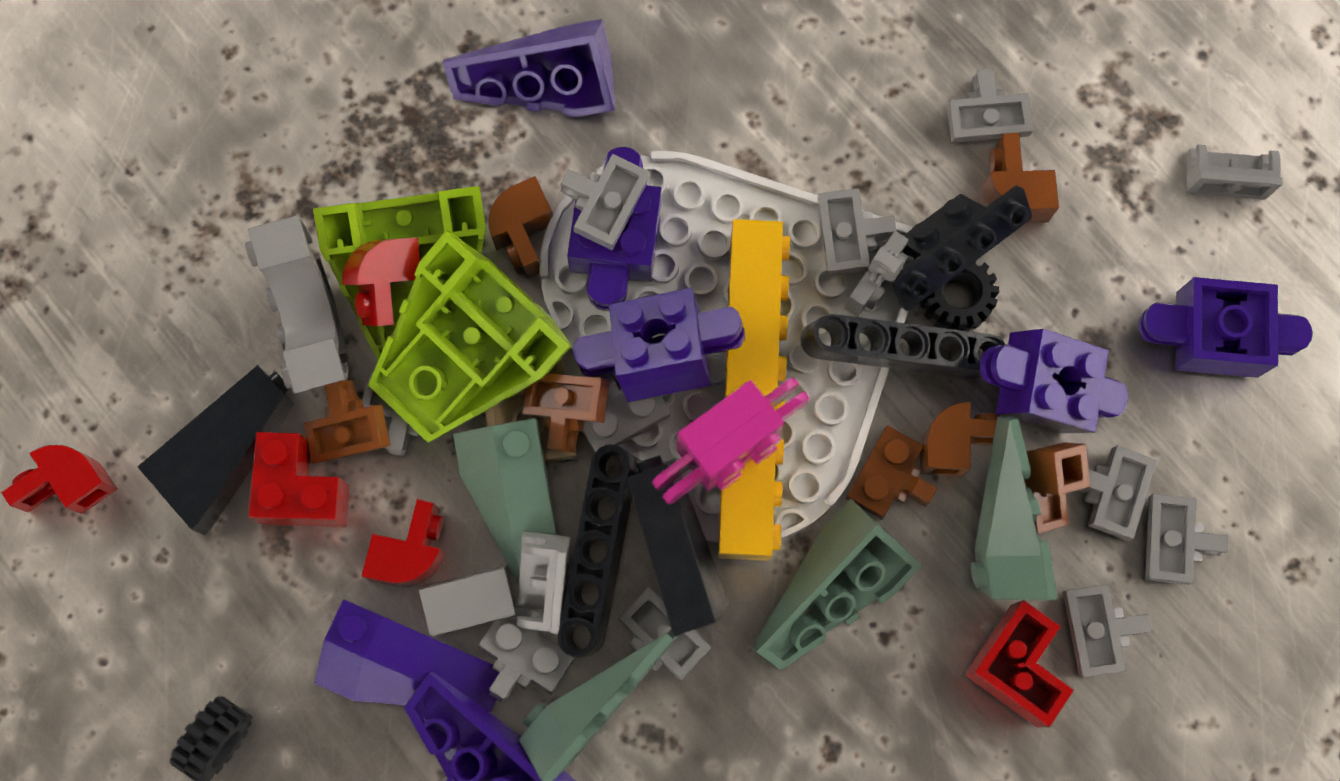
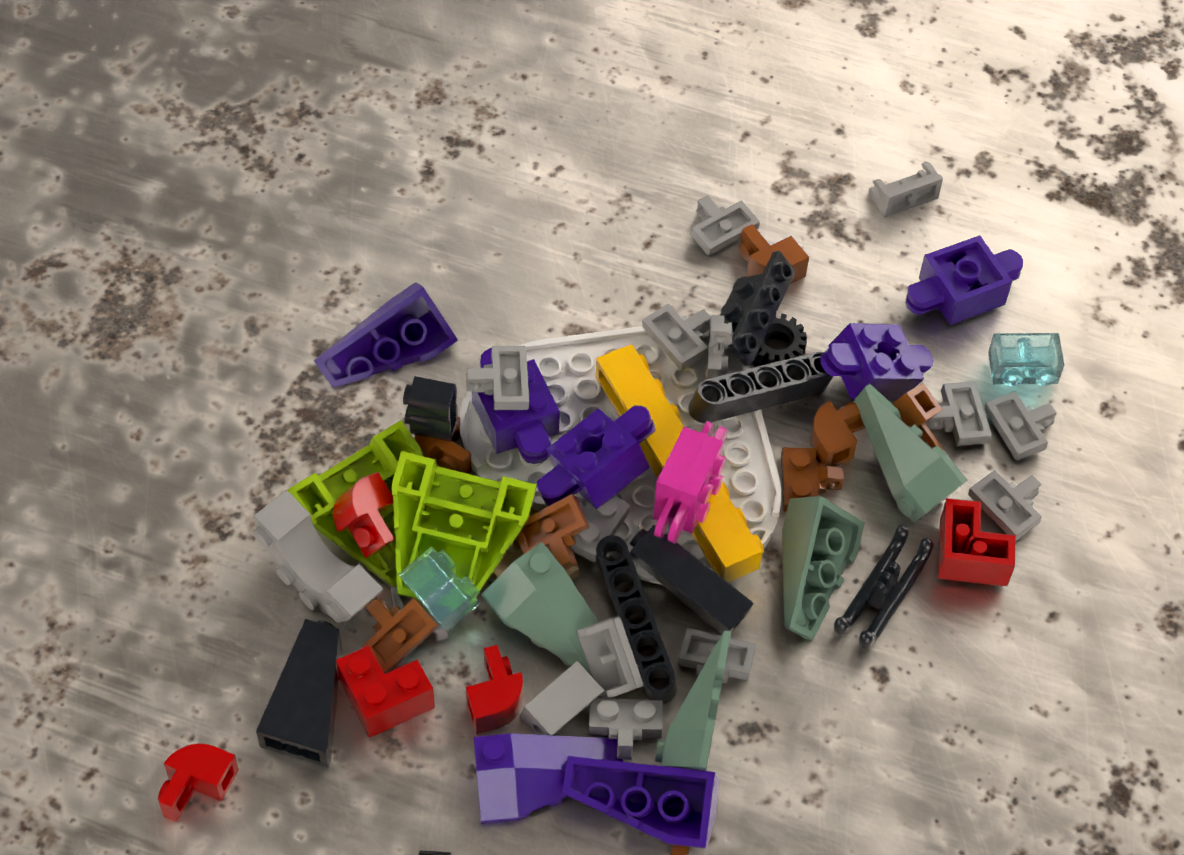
camera: 30 degrees left, 20 degrees down
(404, 409) = (440, 588): none -> clear light blue brick
(512, 192) = (431, 408): none -> black brick
(892, 657) = (883, 589): none -> black piece
(1235, 466) = (1026, 358): none -> clear light blue brick

